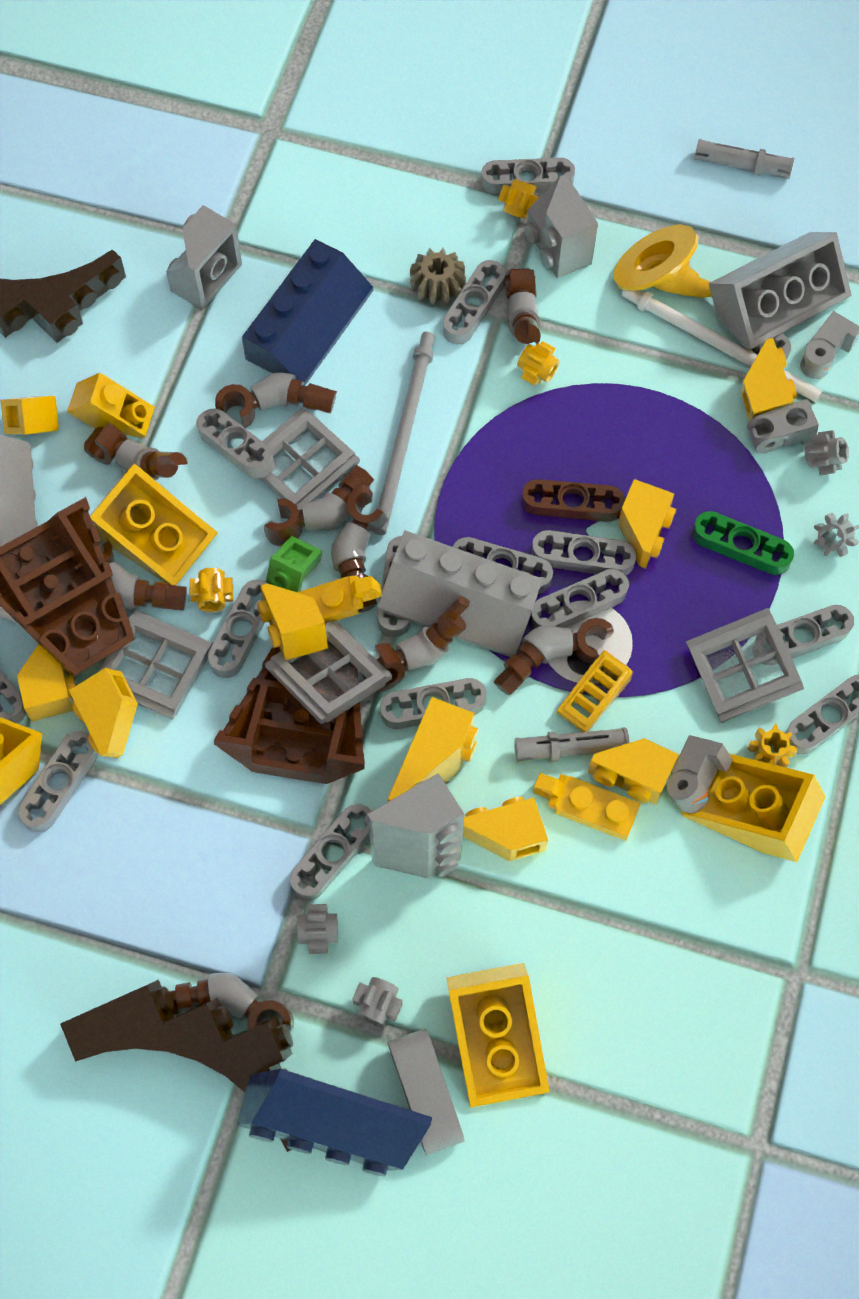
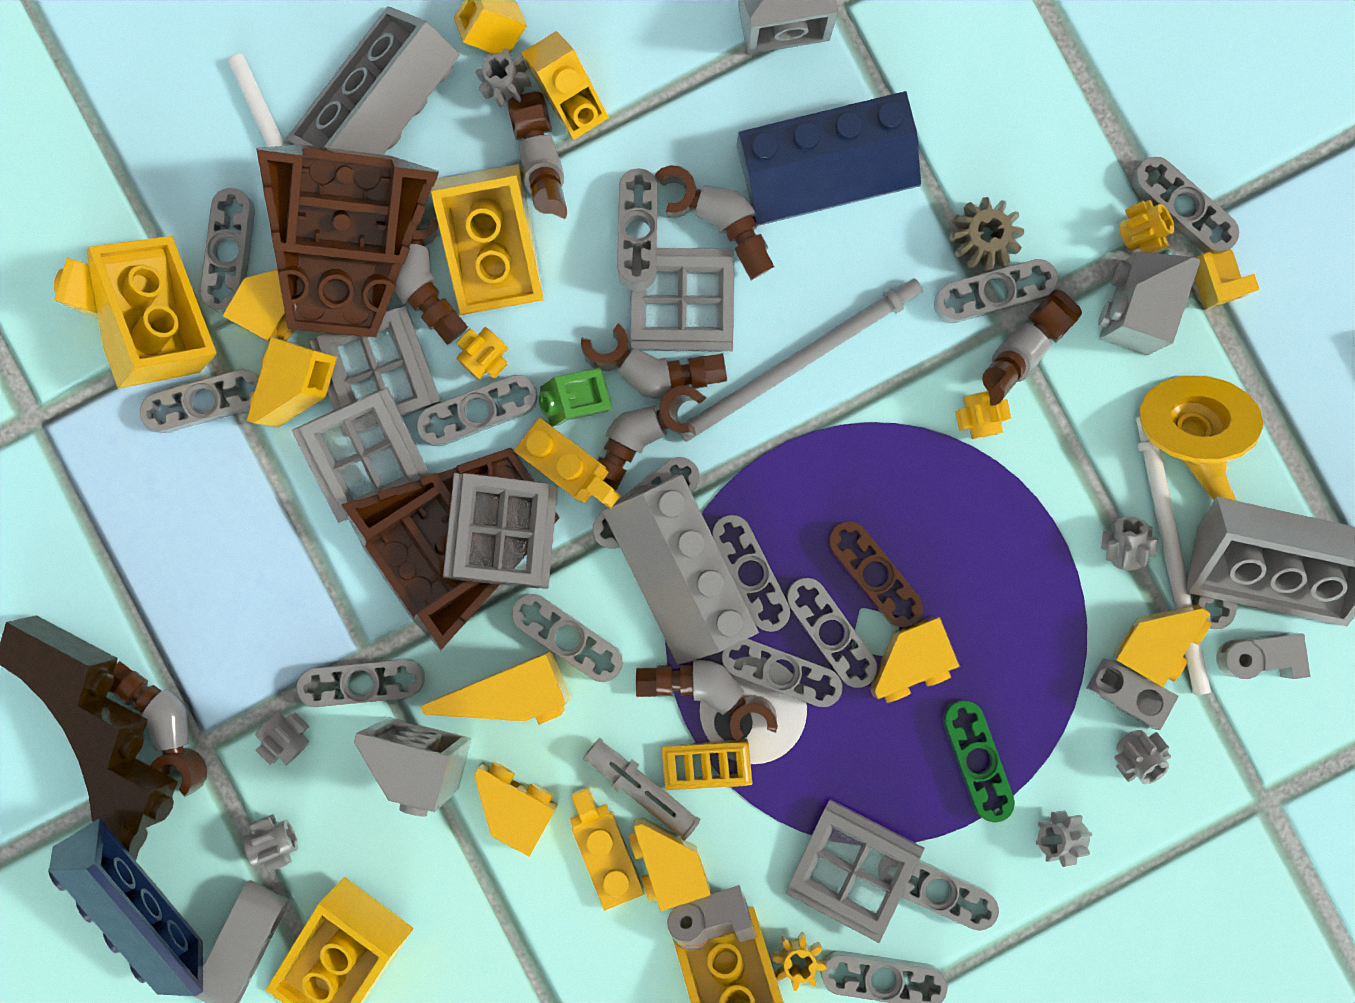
camera: 40 degrees right, 20 degrees up
(68, 434) = (503, 77): none -> light grey gear
(190, 713) = (360, 450): none -> light grey piece
(293, 621) = (511, 461): yellow slope -> none
(424, 647) = (605, 583): reddish brown piece -> none
(594, 192) = (1221, 281): none -> yellow panel
(691, 354) = (1129, 543): none -> light grey gear

